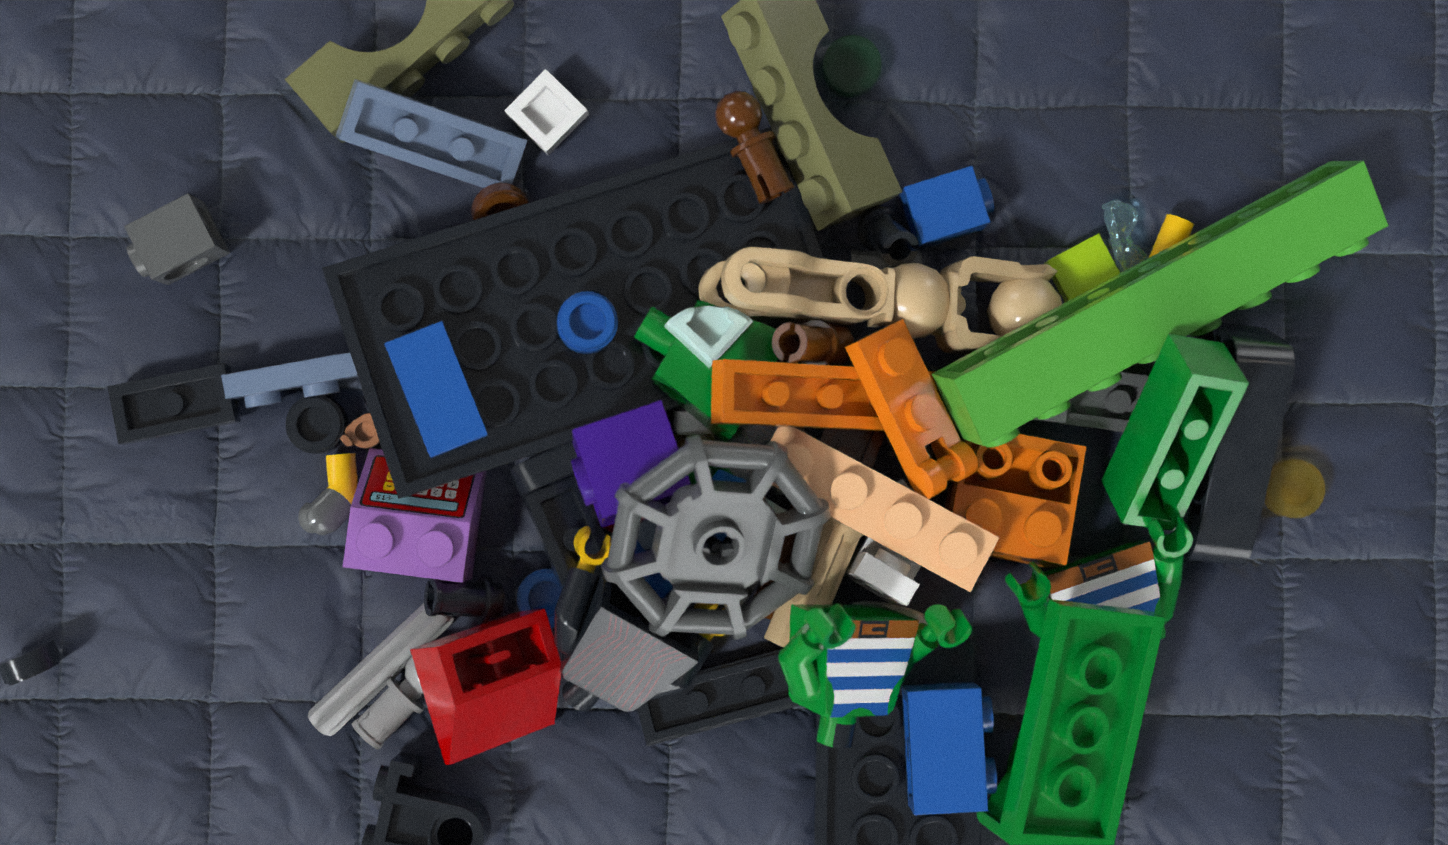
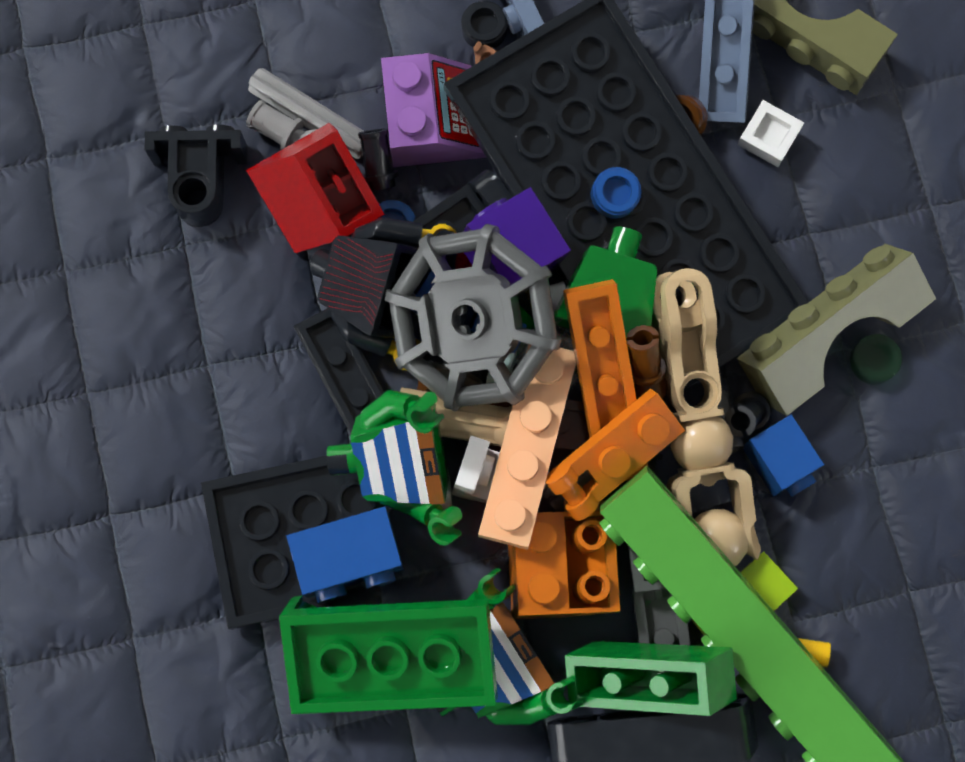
camera: 80 degrees right, 10 degrees down
(334, 503) = (417, 41): arm -> none
(436, 389) = (534, 89): blue tile -> none
(708, 330) = (636, 276): light aqua tile -> none
(739, 117) = (809, 273): reddish brown pin -> none
(1120, 222) = (813, 604): clear light blue piece -> none

